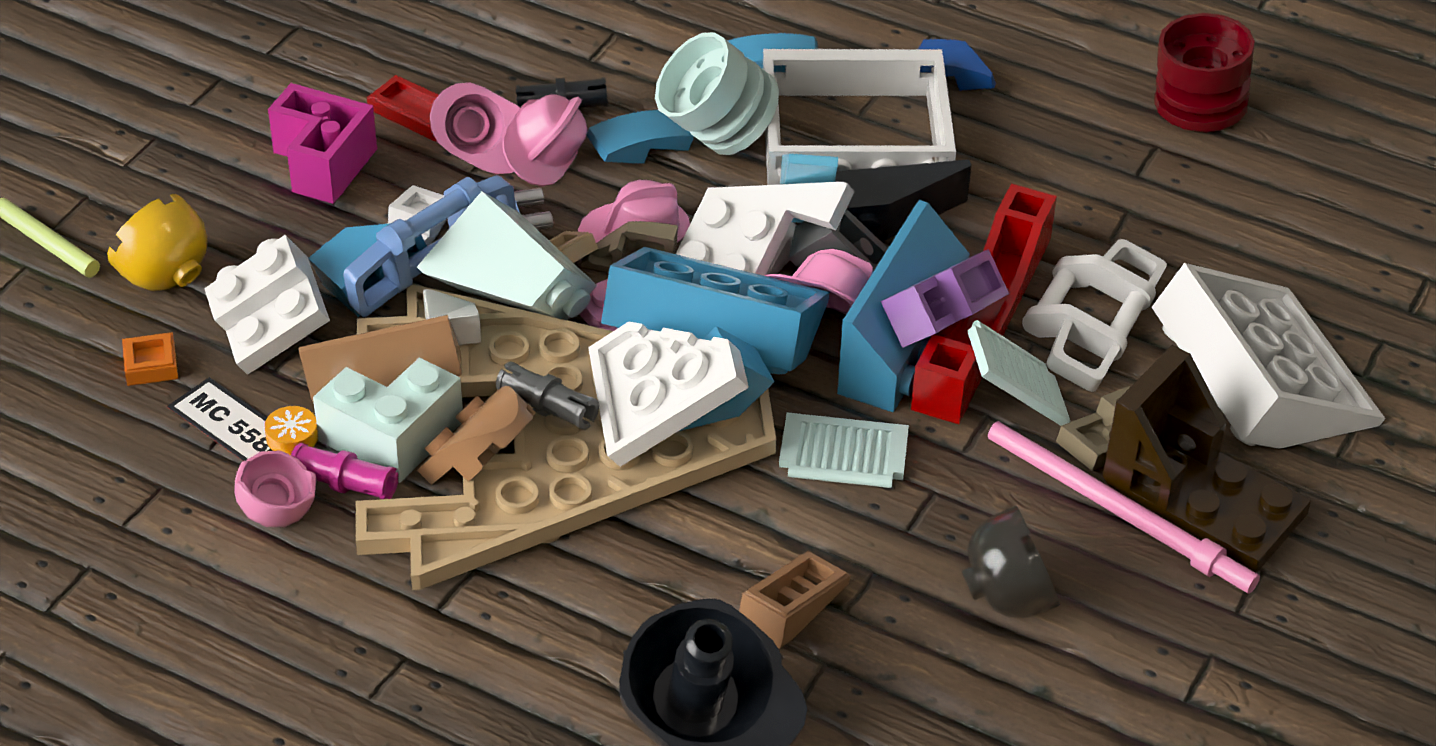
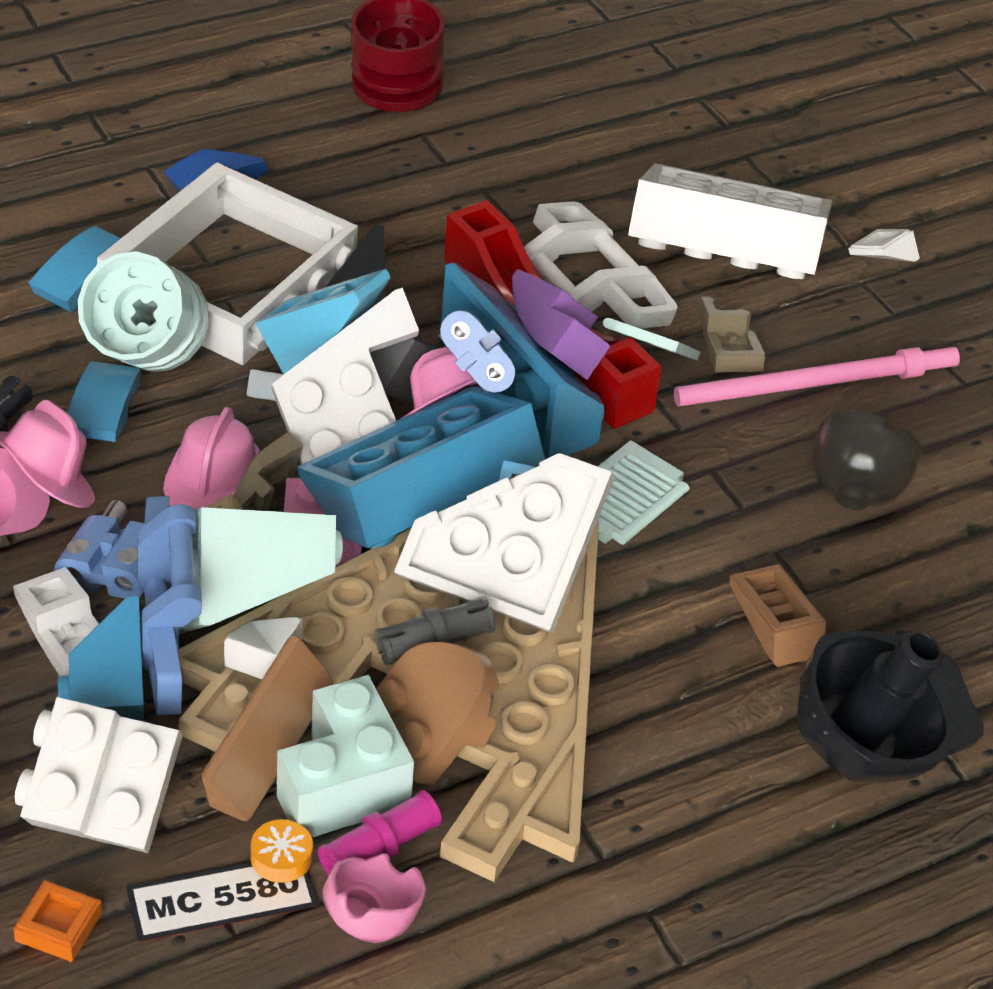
camera: 60 degrees left, 0 degrees up
(827, 258) = (478, 350): none -> piece
(1171, 463) = (825, 325): dark brown bracket -> none
(1360, 479) = (887, 244): none -> white slope

